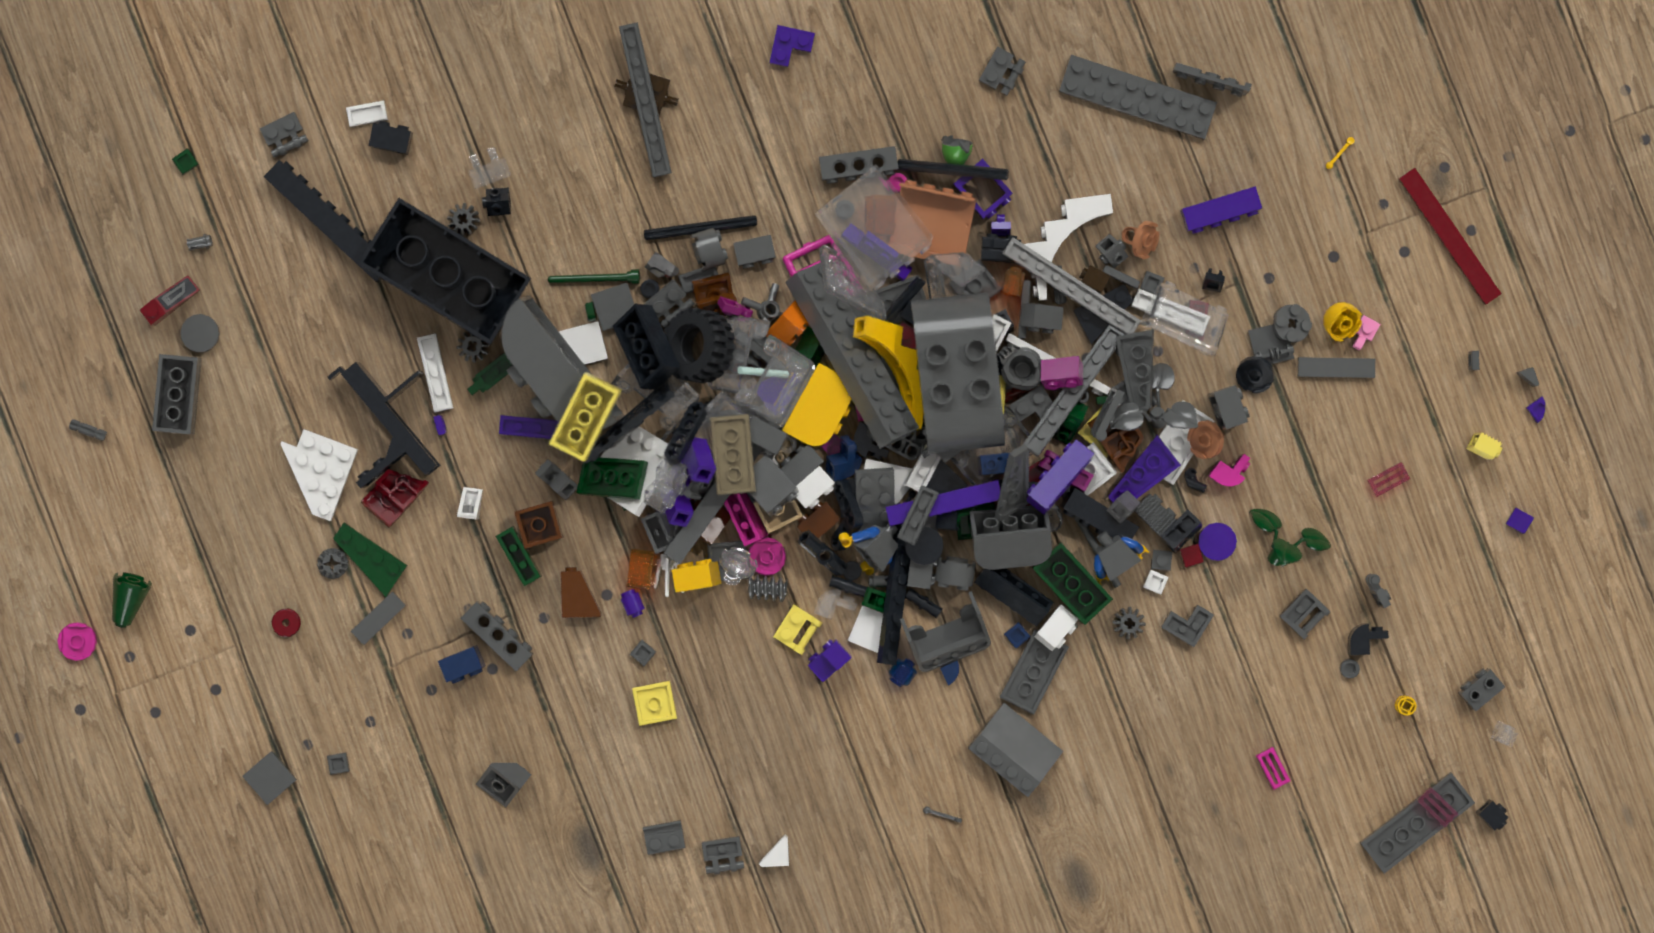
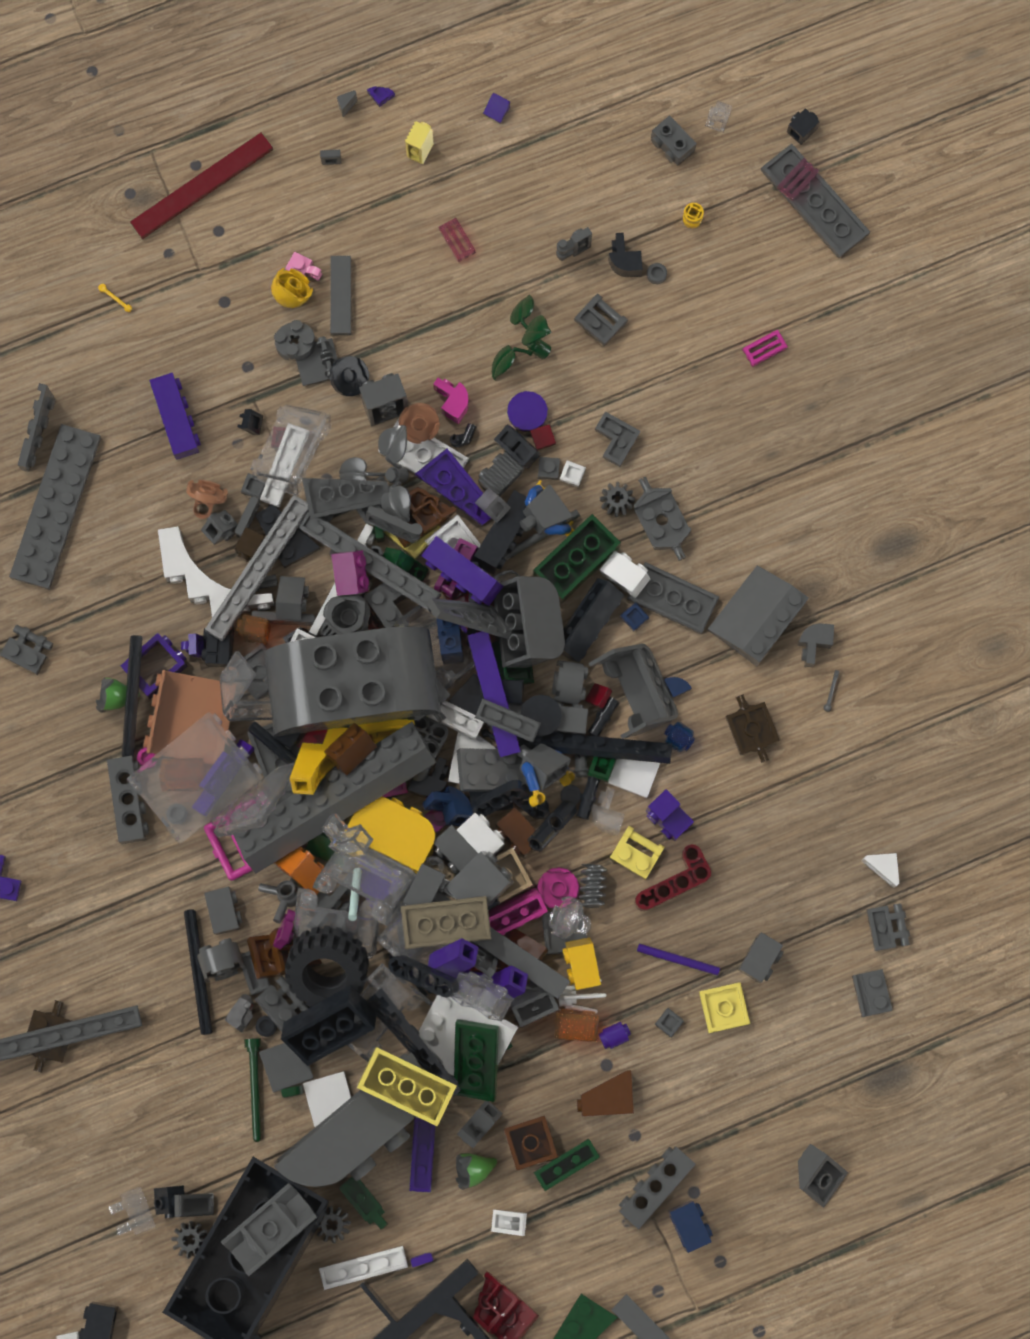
camera: 90 degrees left, 10 degrees down
(466, 293) = (269, 1229): none -> dark grey piece
(493, 223) = (194, 1205): none -> dark grey tile
(517, 472) = (473, 1169): none -> bright green hat
(696, 737) = (760, 958): none -> dark grey brick
(699, 663) = (678, 959): none -> dark purple bar
(768, 659) = (670, 883): none -> dark red beam
(811, 364) = (346, 840): none -> clear brick
(894, 371) = (350, 749): none -> reddish brown brick
(908, 739) = (752, 728): none -> dark brown plate
(943, 599) = (598, 695): none -> dark red tile
(992, 801) = (815, 636): none -> dark grey brick
(1124, 659) = (656, 503): none -> dark grey plate

